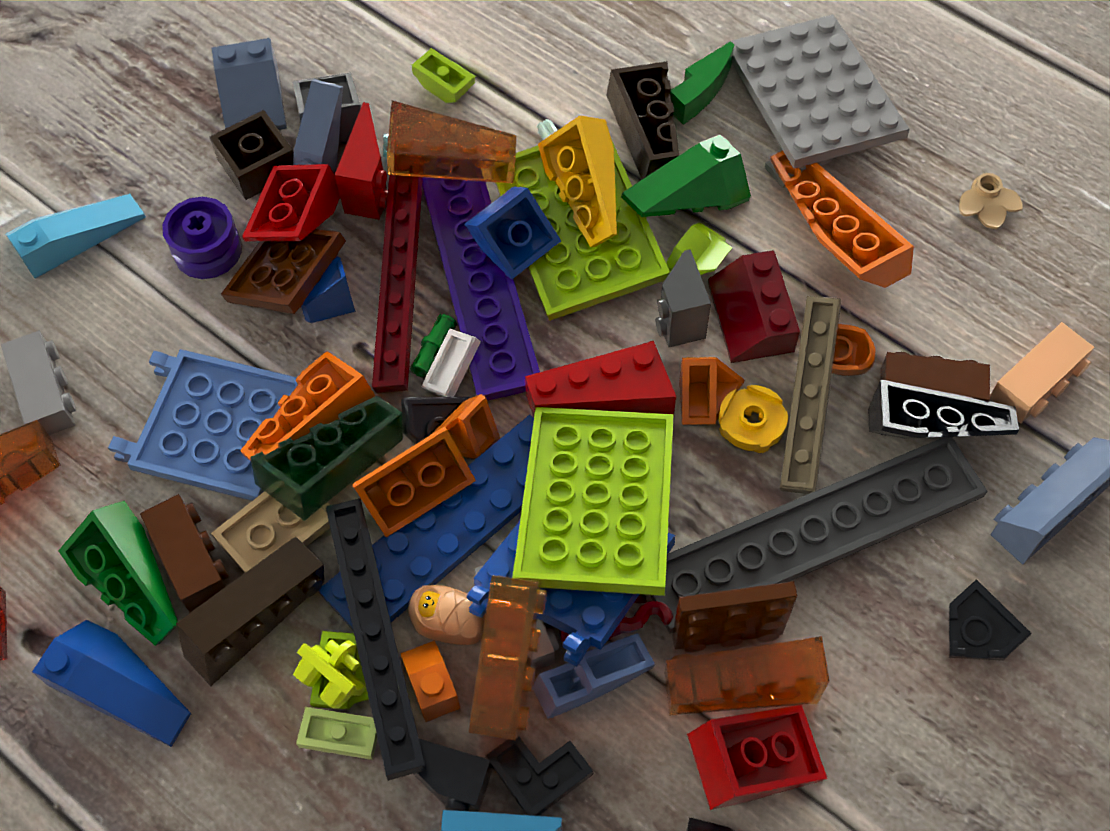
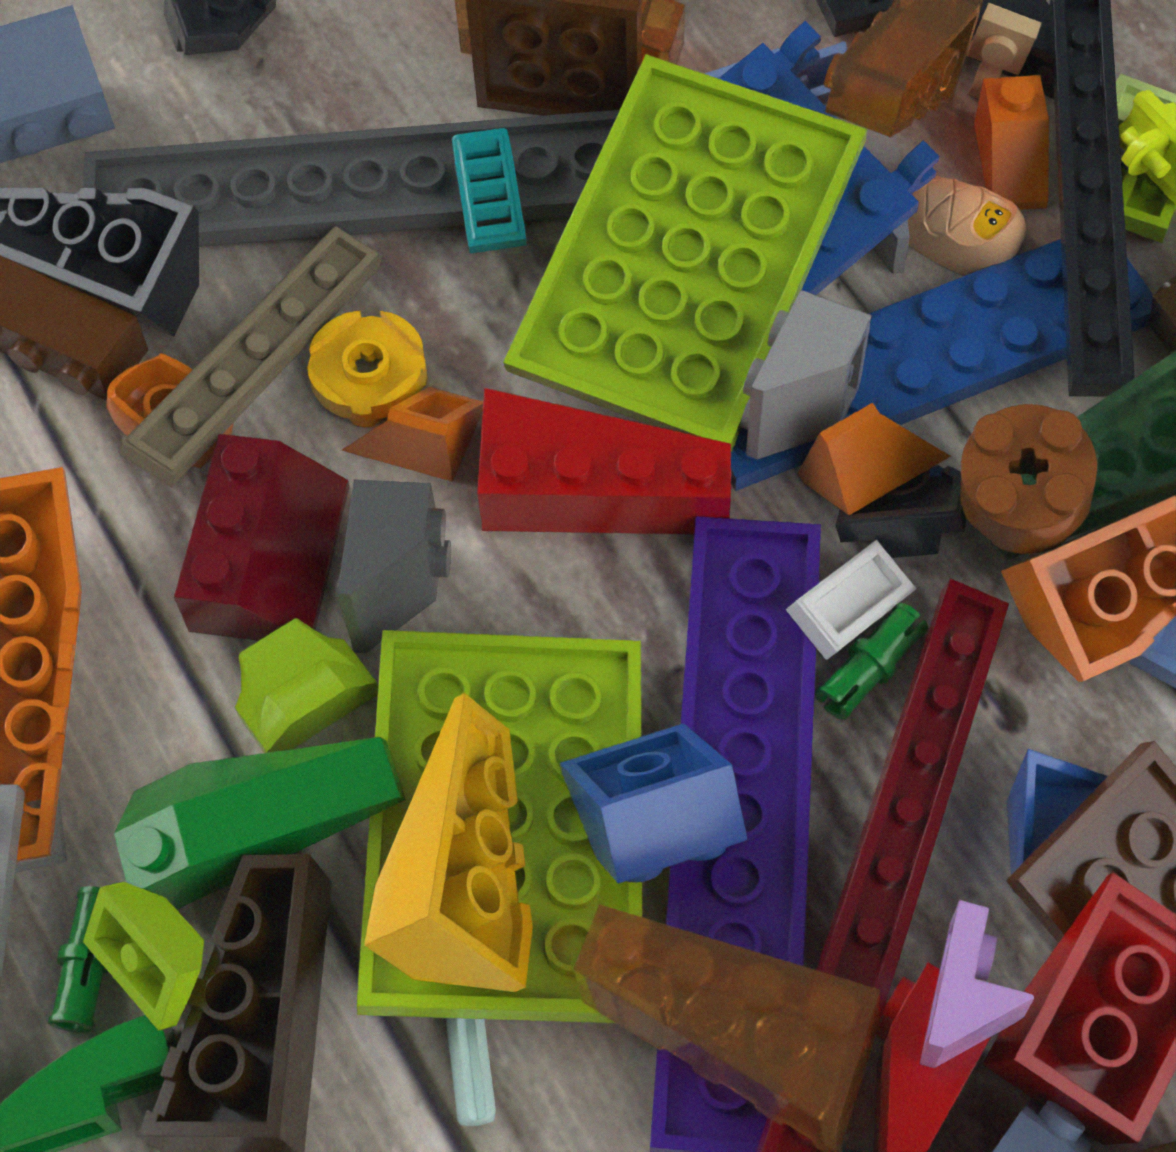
camera: 160 degrees left, 0 degrees up
(349, 158) = (964, 1007): none -> lavender slope
(371, 399) = (1036, 443): none -> dark orange brick
(414, 482) = (976, 380): orange slope -> none
(451, 731) = (1001, 44): none -> tan plate
(504, 438) = (806, 375): none -> light grey slope
(698, 117) = (146, 949): none -> lime slope
(727, 119) = (80, 972): none -> green pin
(736, 551) = (485, 156): none -> teal slope

